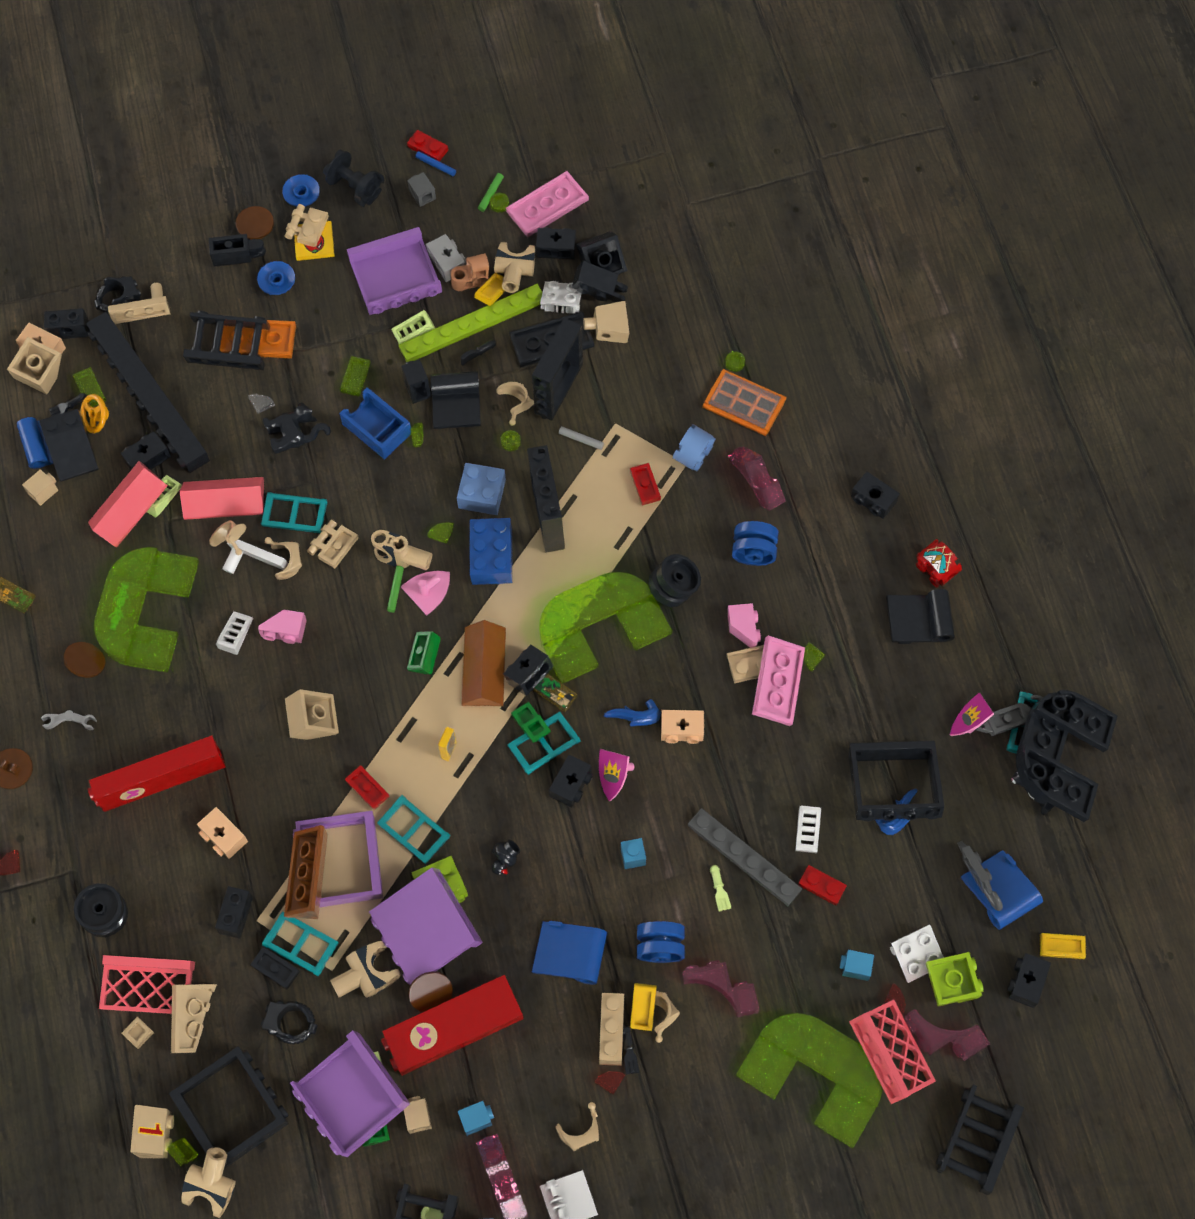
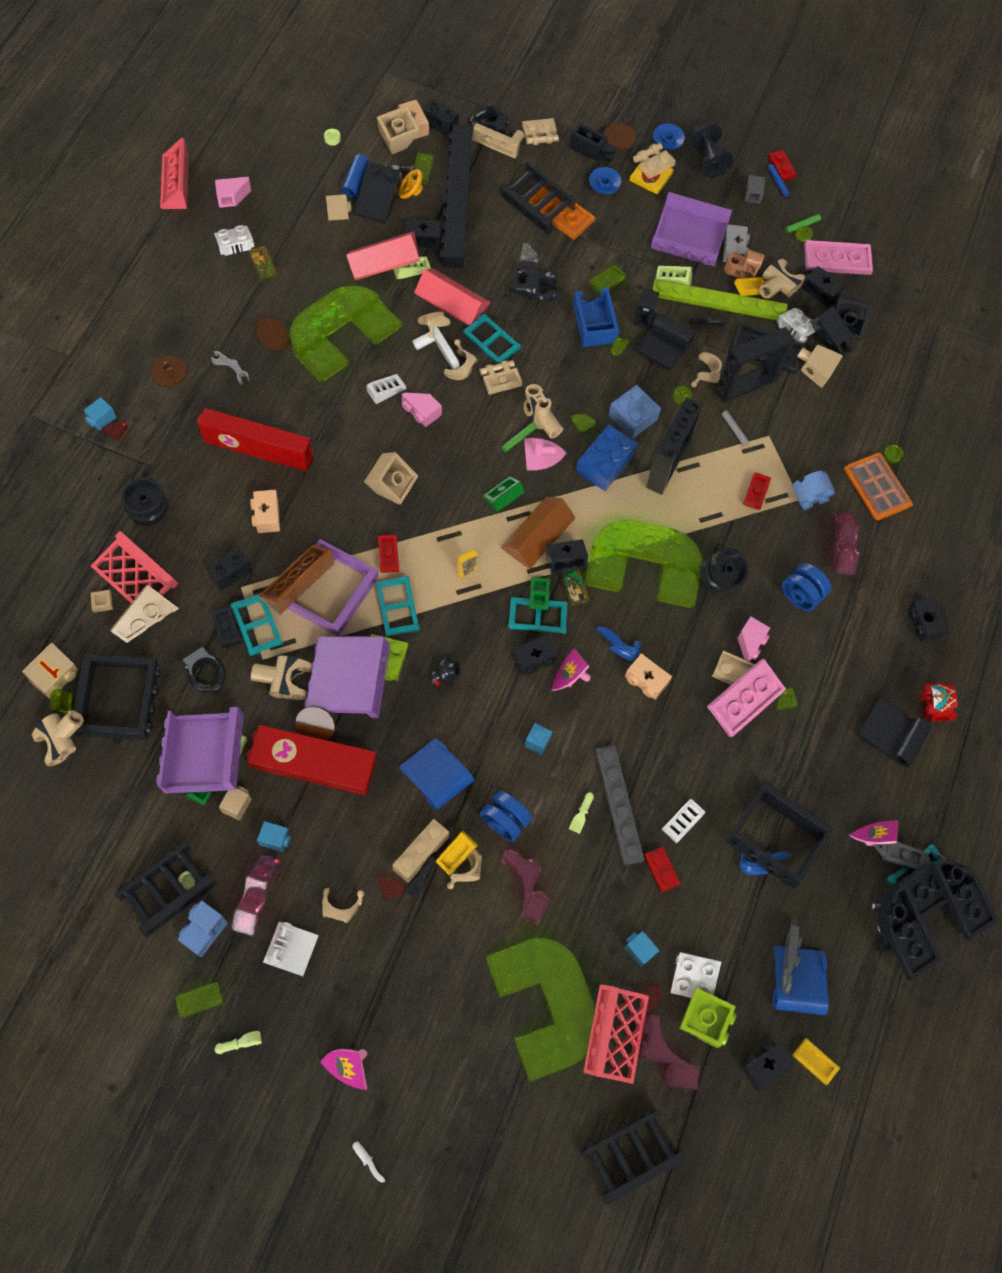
camera: 30 degrees right, 0 degrees up
(170, 266) = (540, 131): none -> tan plate

